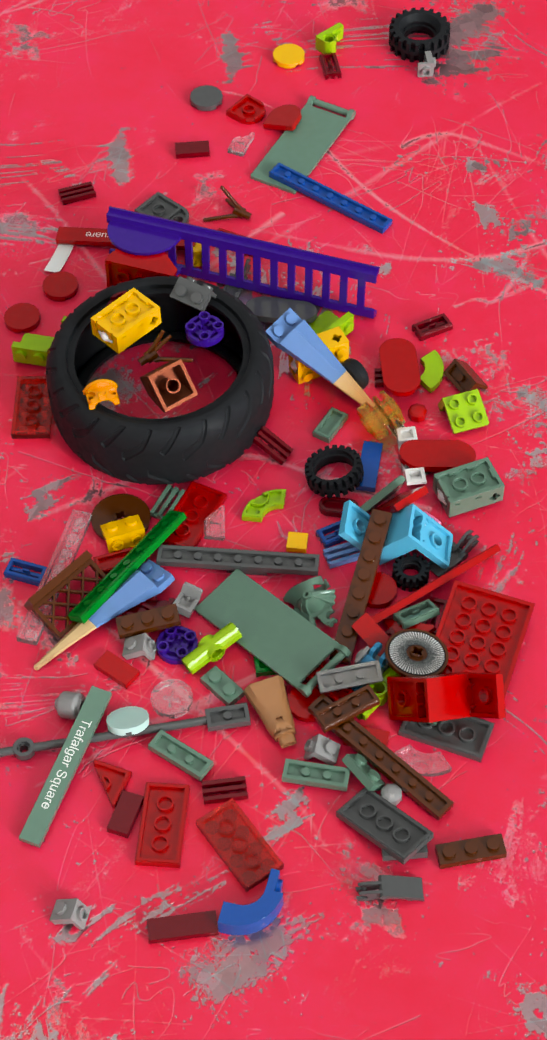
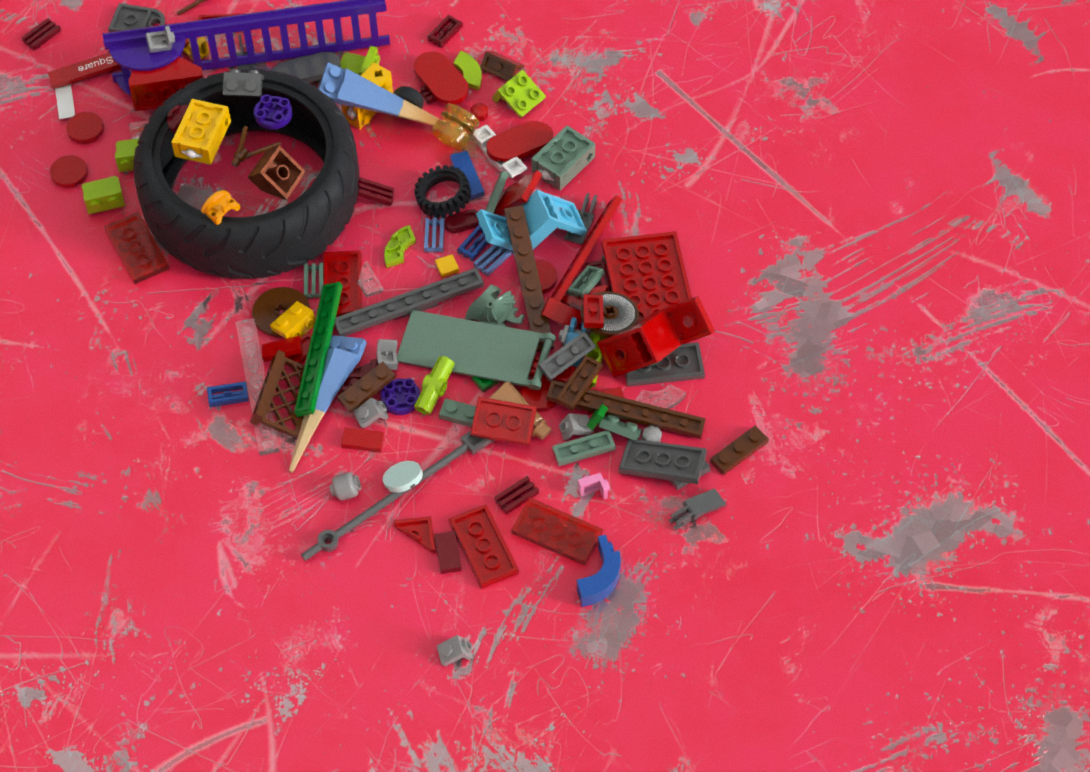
camera: 30 degrees left, 5 degrees up
(65, 767) = (375, 537): sand green tile -> none
(99, 551) = (289, 346): none -> red tile
(153, 230) = (160, 40): none -> light grey bracket
(171, 698) = (425, 442): clear tile -> none
(180, 755) = (463, 484): sand green plate -> none
(182, 927) = (552, 616): dark red tile -> none
(252, 712) = (503, 421): none -> red tile
(301, 814) = (590, 484): none -> bright pink bracket
(310, 497) = (434, 222): none -> medium blue tile
(330, 425) = (411, 153): sand green tile -> none
(344, 749) = (597, 416): none -> green tile
(398, 644) = (593, 311): none -> red plate
(410, 562) = (558, 241): black tyre -> none

